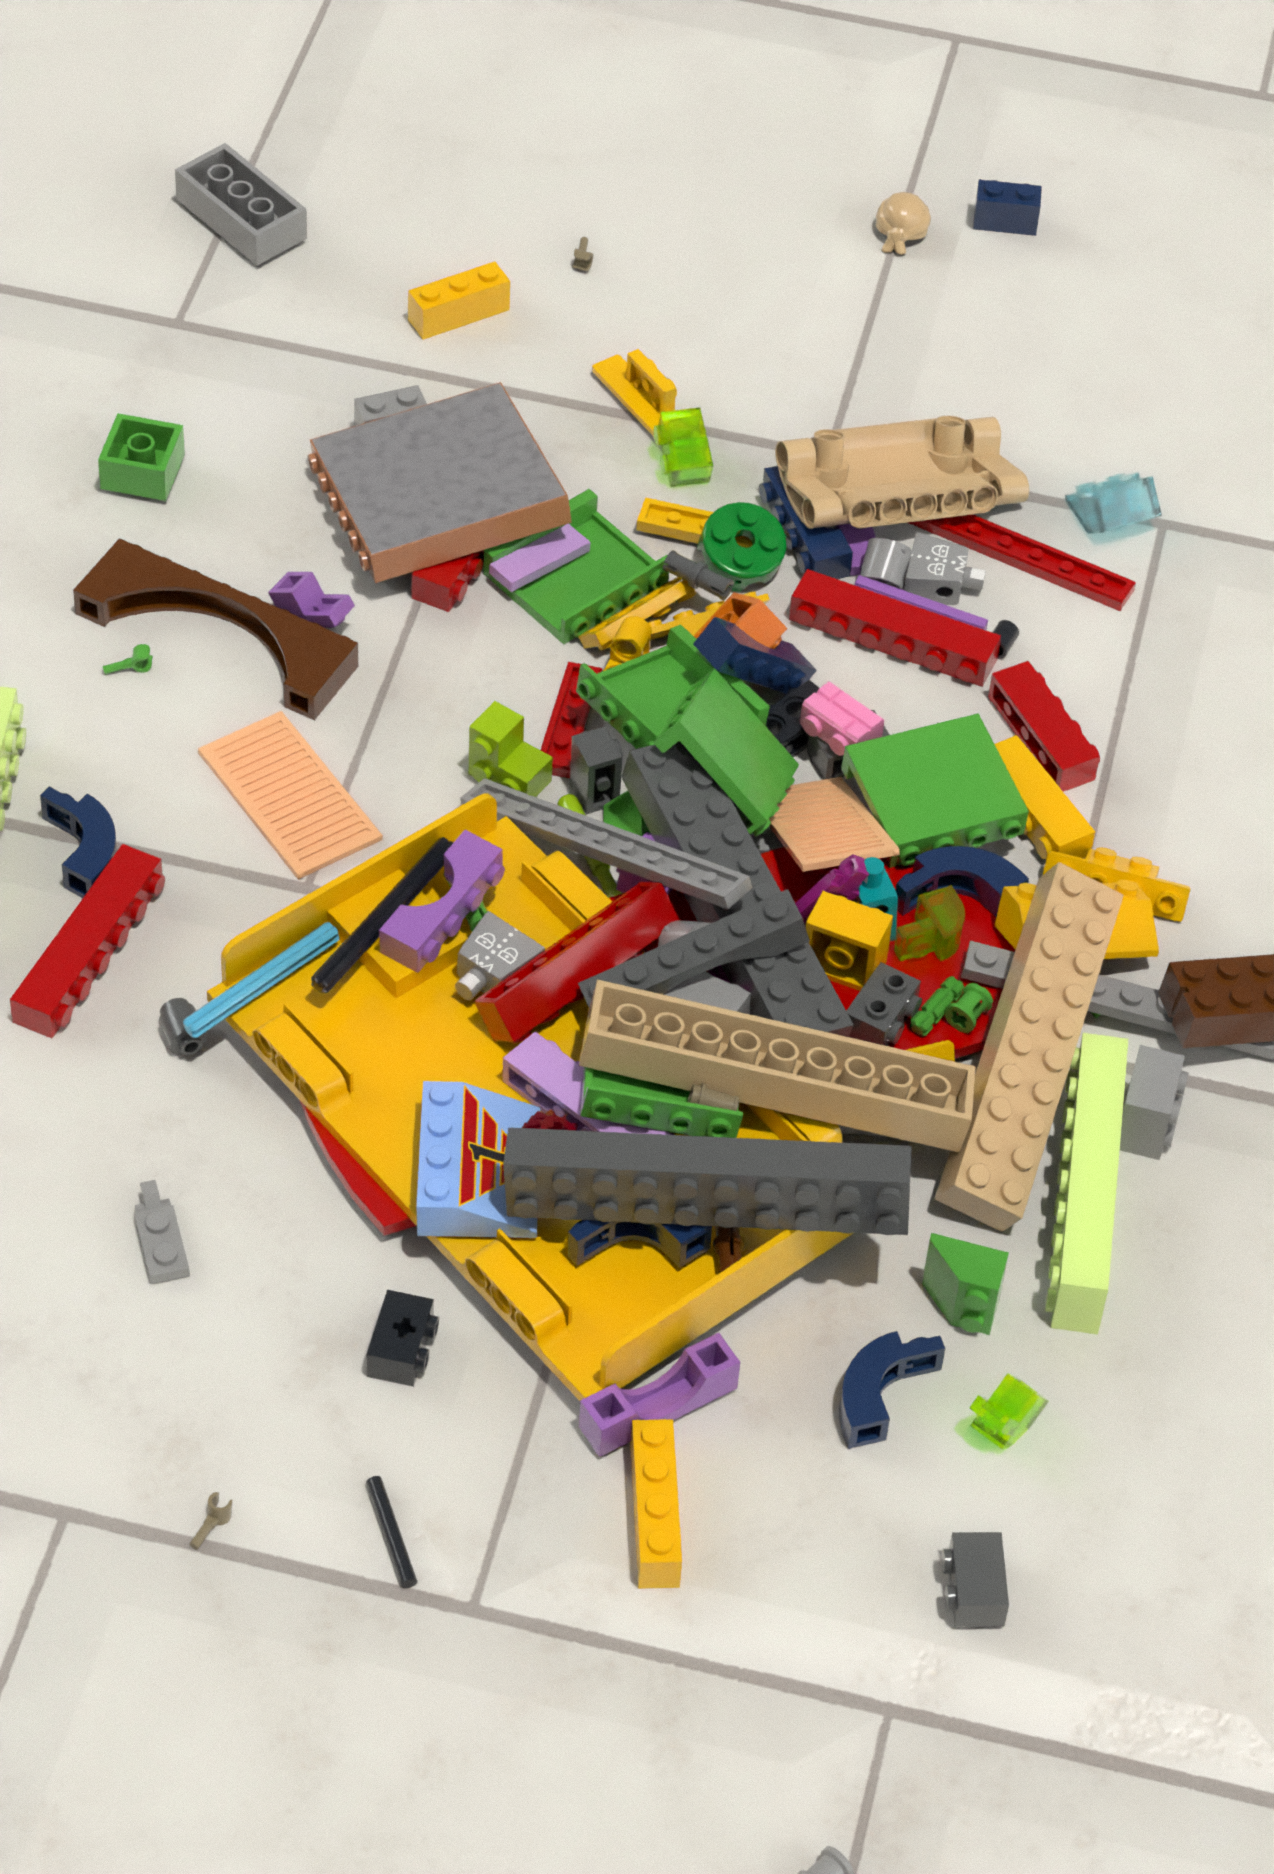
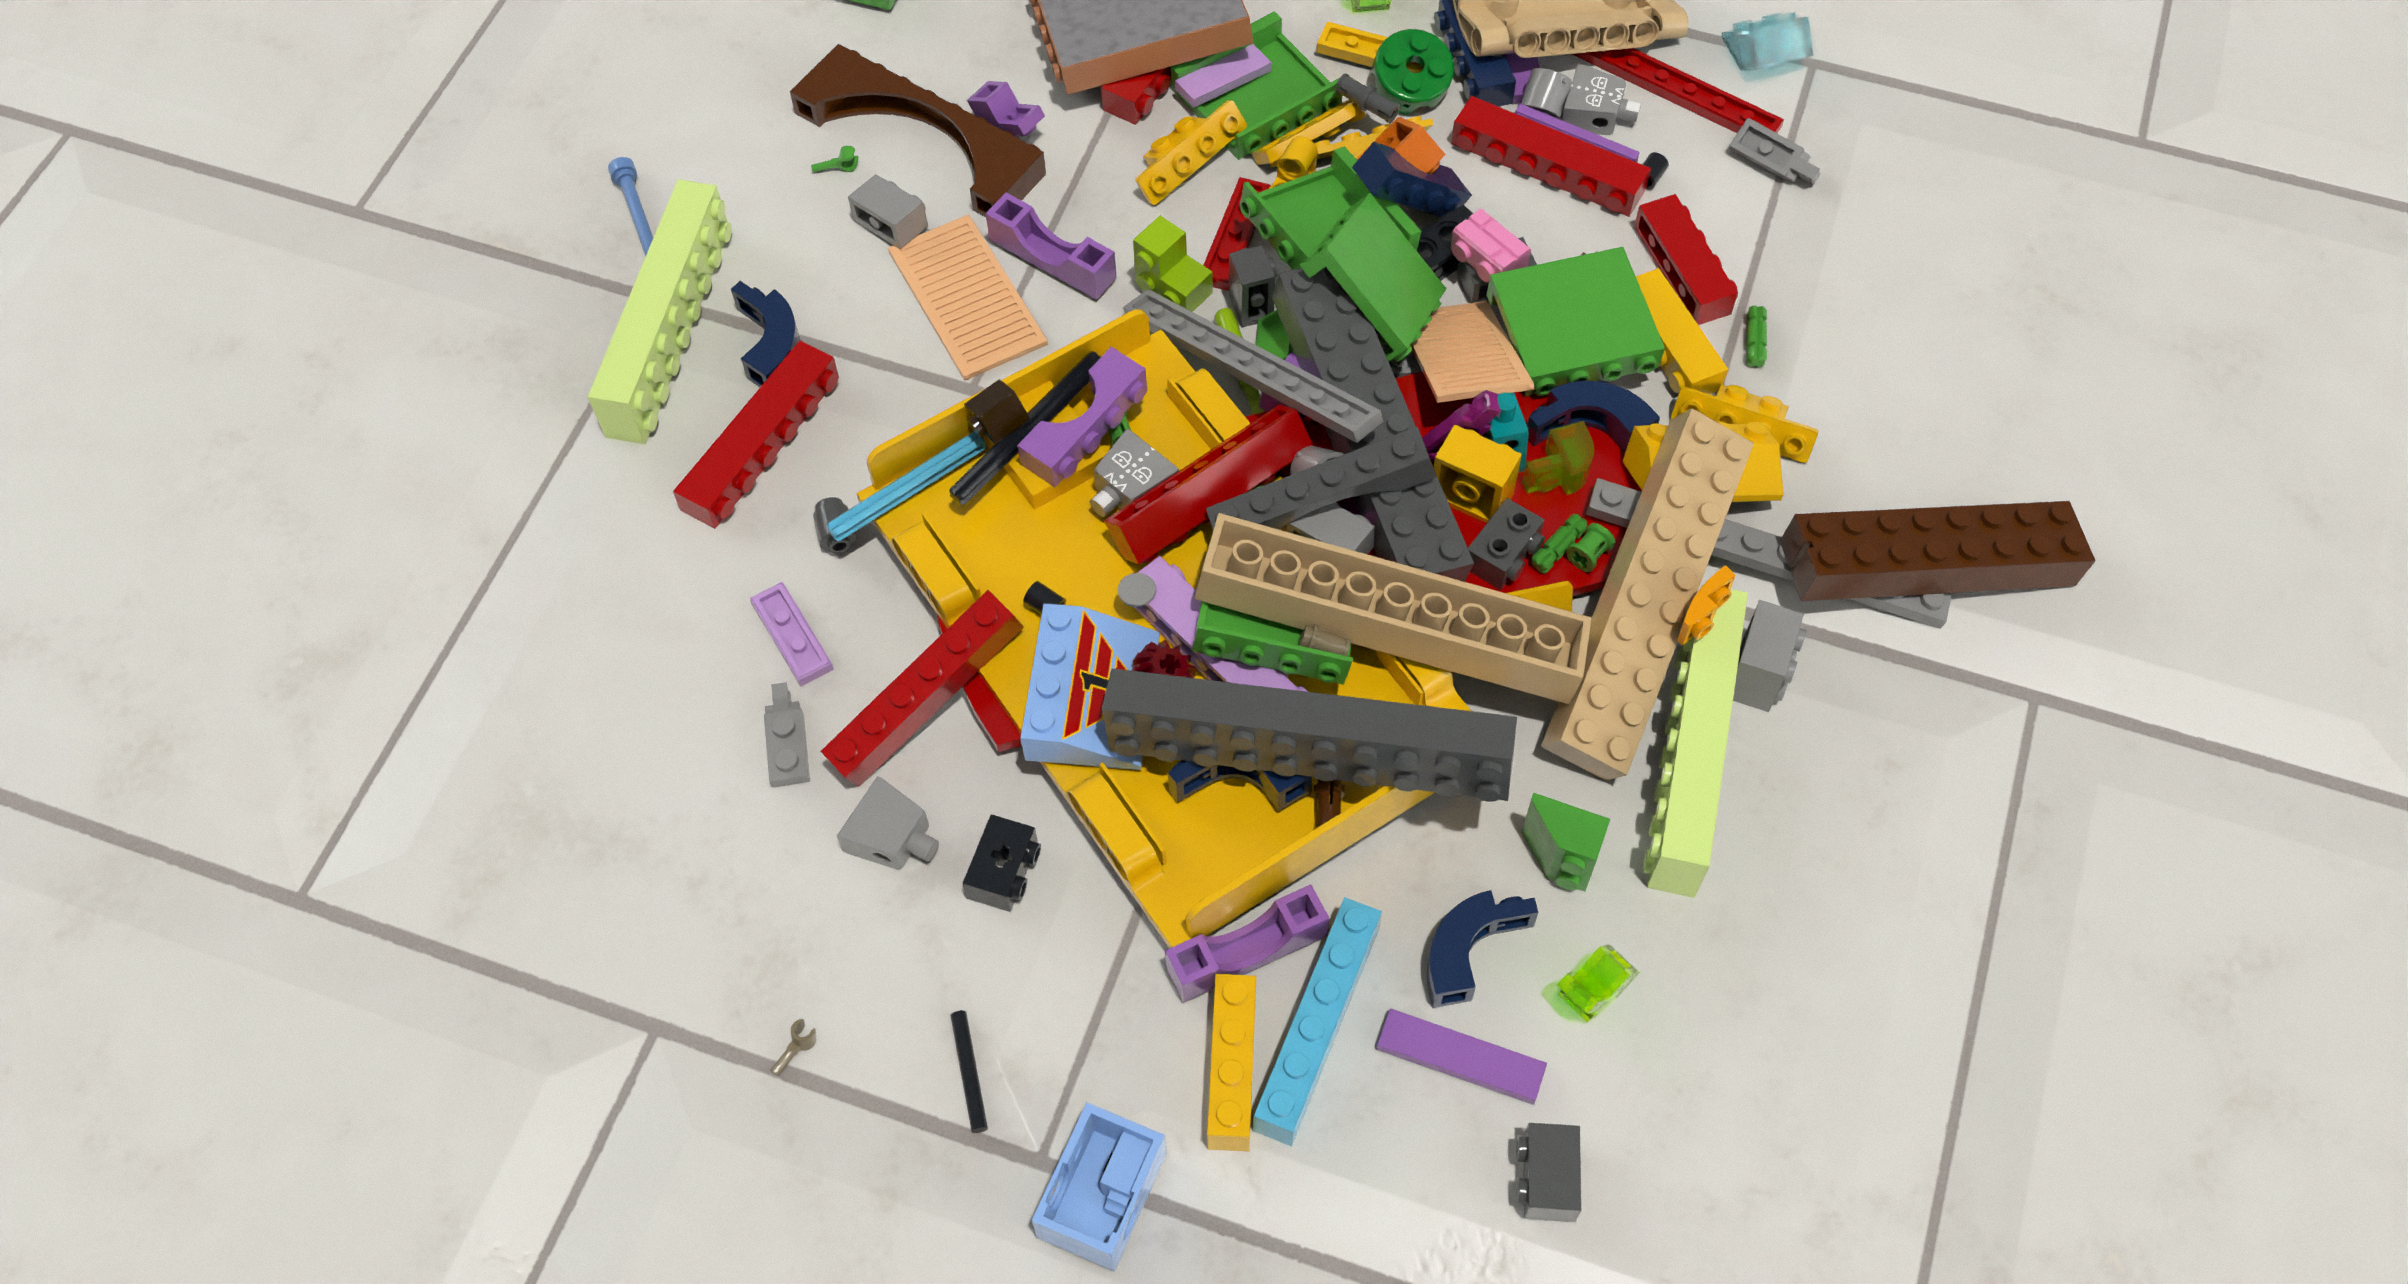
camera: 10 degrees right, 10 degrees up
(150, 1135) = (791, 634): none -> lavender tile
(196, 710) = (888, 211): none -> light grey brick
(280, 1312) = (887, 828): none -> light grey torso
(303, 1173) = (922, 689): none -> red brick
(341, 724) = (1019, 230): none -> medium lavender arch
(352, 899) = (996, 412): none -> dark brown brick
(412, 1080) = (1040, 594): none -> black hinge
(510, 634) = (1187, 149): none -> yellow bracket
(516, 1064) = (1136, 590): none -> light grey piece
(539, 1617) = (1100, 1186): none -> light blue piece
(736, 1462) = (1317, 1022): none -> medium azure brick
(880, 1488) = (1462, 1056): none -> medium lavender tile
(1090, 1041) = (1705, 604): none -> light orange slope
(1122, 800) = (1756, 336): none -> bright green axle
(1127, 616) = (1774, 153): none -> light grey hinge

